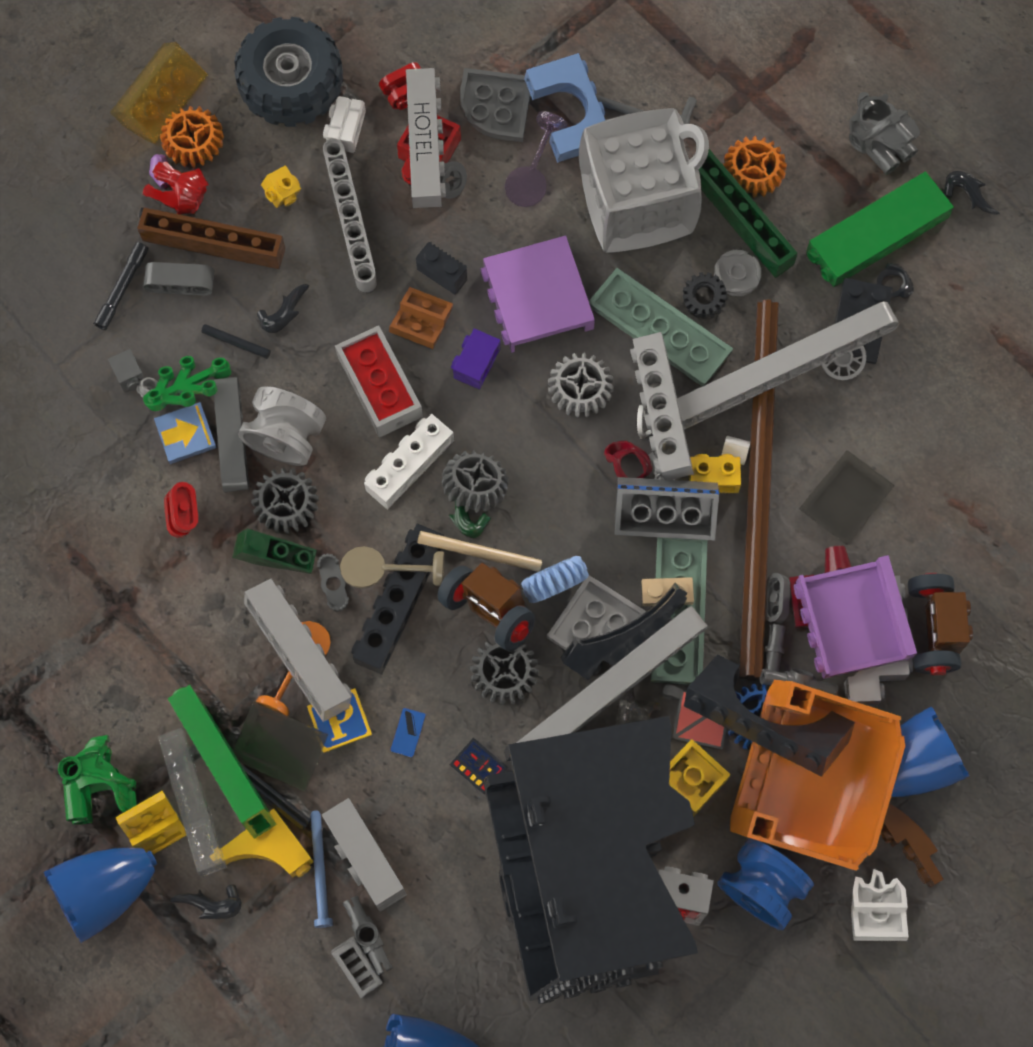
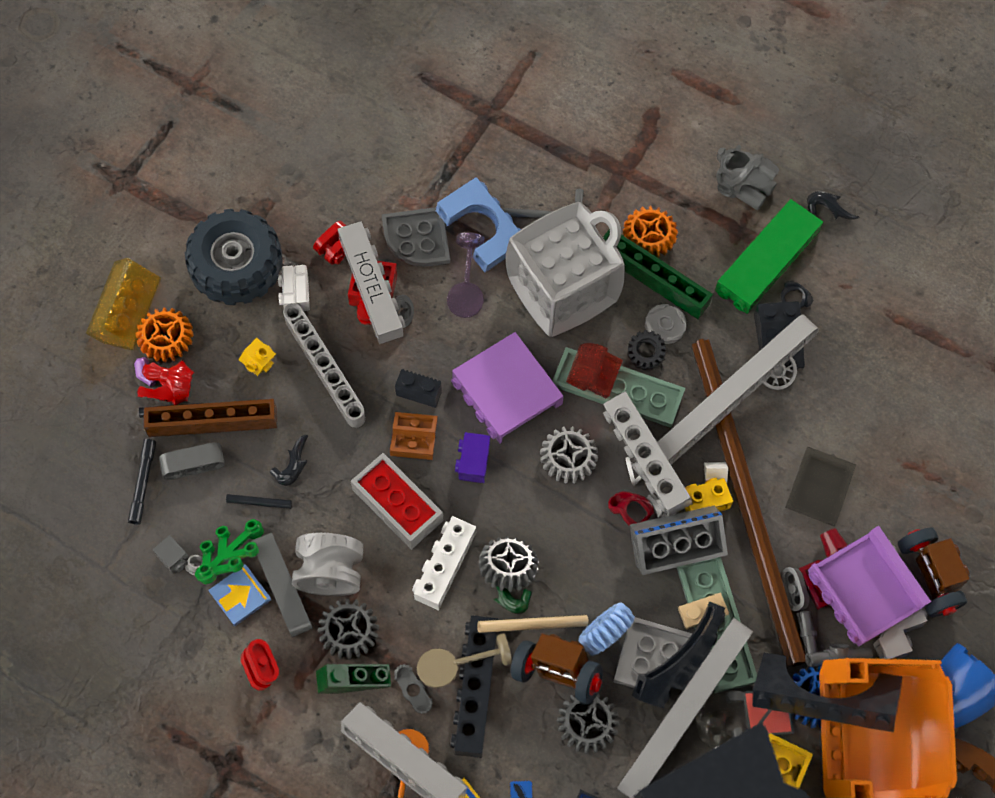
camera: 20 degrees left, 5 degrees down
(638, 300) = (594, 369): none -> clear red brick

